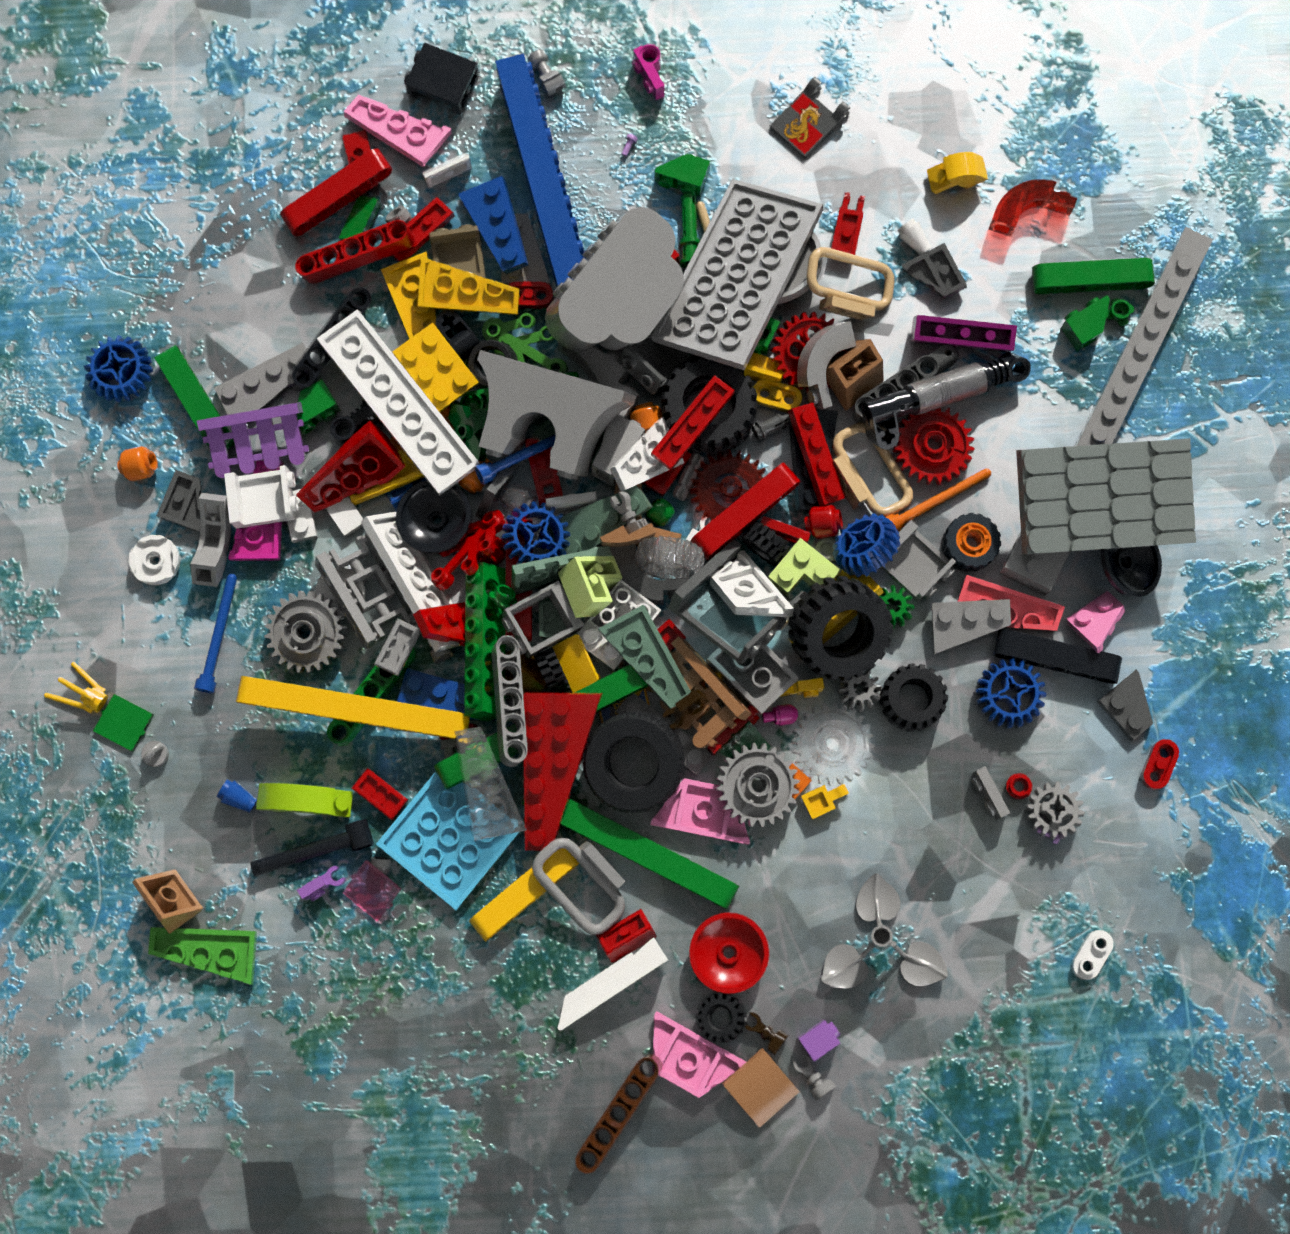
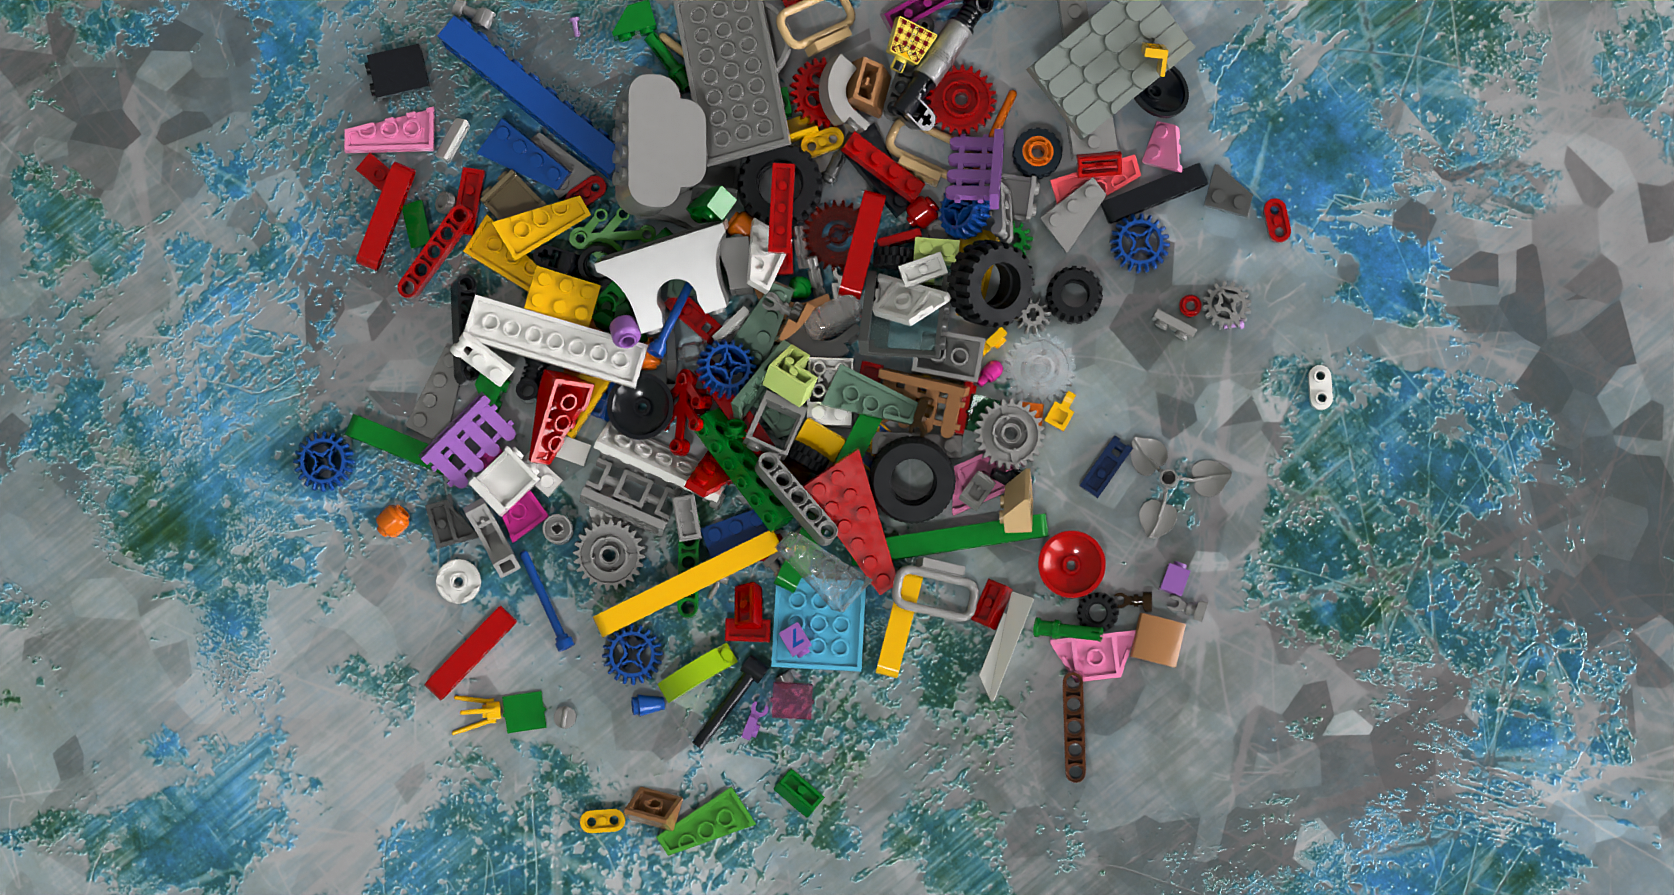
camera: 40 degrees left, 5 degrees up
(114, 632) = (470, 653): none -> red beam
(115, 877) = (602, 821): none -> yellow plate
(258, 751) = (647, 643): none -> blue gear
(276, 576) = (558, 529): none -> light grey wheel
(314, 983) = (798, 793): none -> green slope
(320, 371) = (482, 359): none -> white plate
(393, 732) = (716, 585): none -> light grey hand
(397, 772) = (748, 606): none -> red slope
(414, 835) = (795, 640): none -> medium lavender brick
(465, 434) = (625, 331): none -> medium lavender head
(630, 374) = (711, 205): none -> green slope
(670, 1006) = (1057, 629): none -> green pin
(682, 510) = (815, 276): none -> light grey axle
(688, 816) = (977, 490): none -> light grey bracket
(717, 857) = (1017, 504): none -> tan slope
(726, 825) = (1004, 477): none -> black arm
(785, 571) = (923, 270): none -> white plate
(828, 883) = (1105, 467): none -> dark blue plate
(899, 572) = (1003, 217): none -> light grey plate
(912, 530) = (976, 176): none -> medium lavender fence
(920, 356) = (908, 43): none -> torso
(1028, 583) = (1082, 158): none -> red tile
(1160, 519) = (1156, 51): none -> yellow panel

